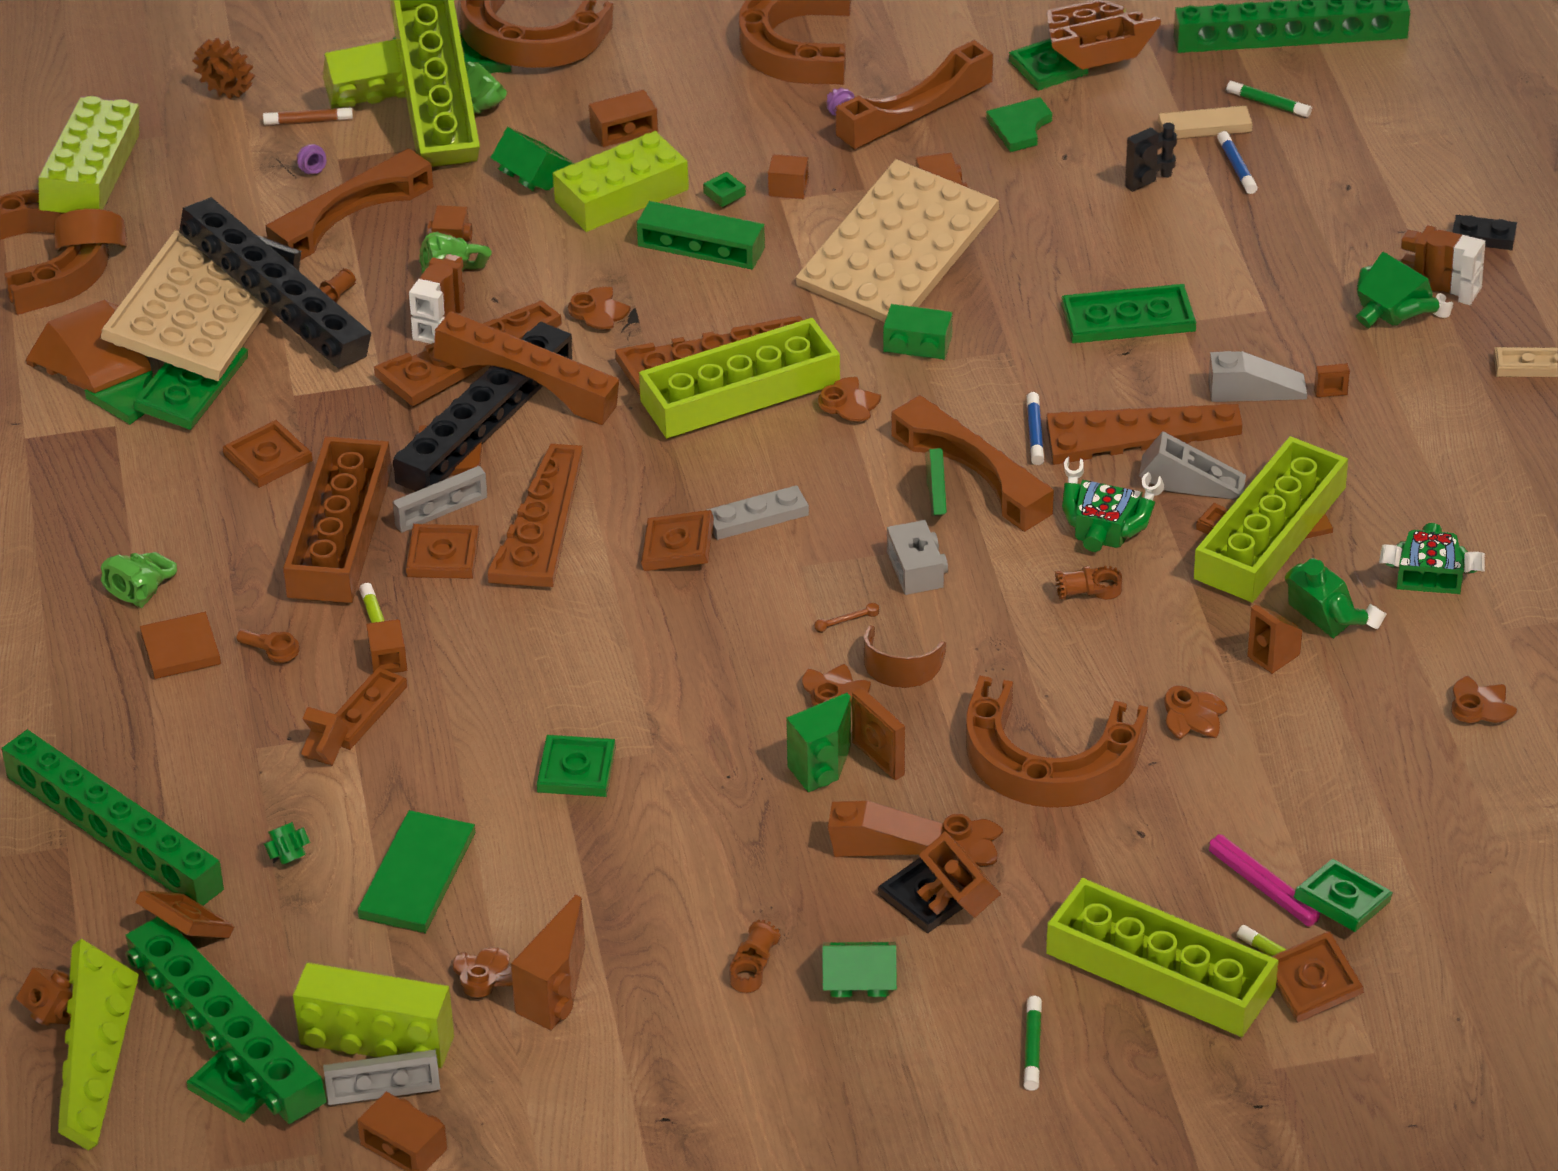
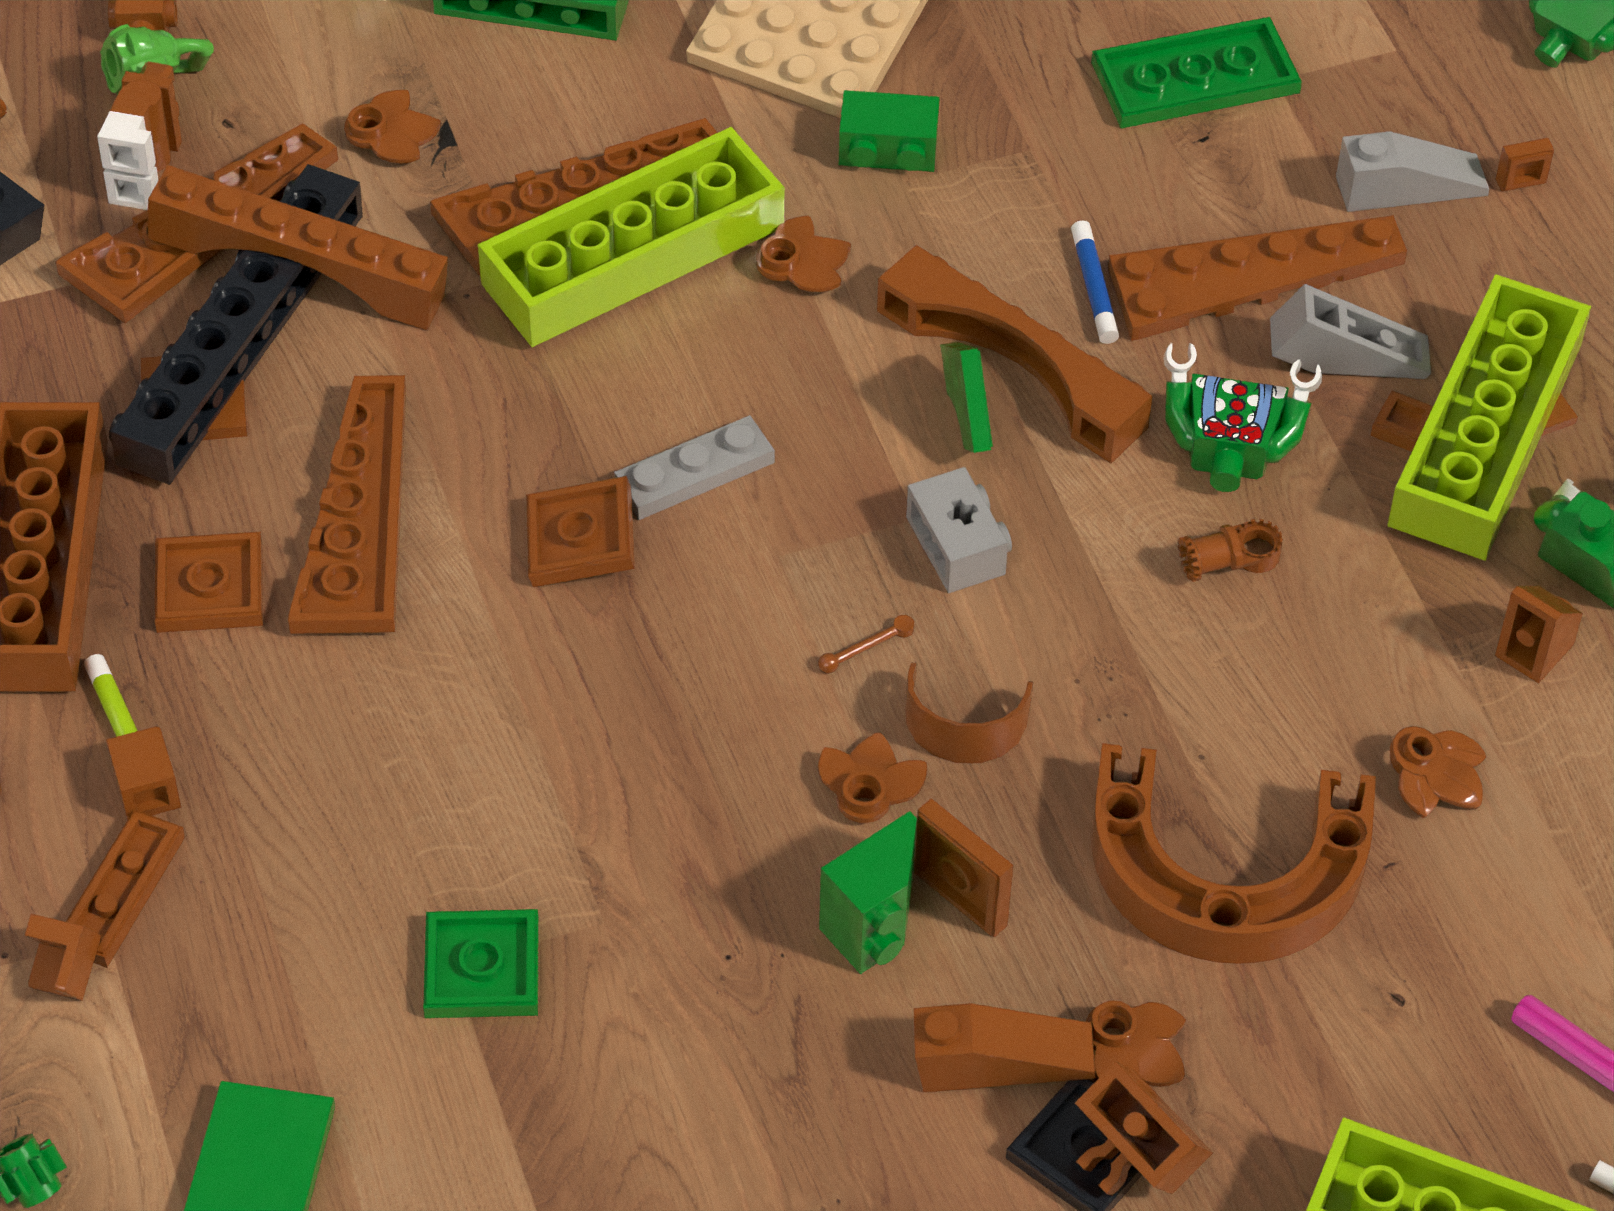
camera: 10 degrees left, 10 degrees up
(440, 499) = (192, 490): light grey plate -> none

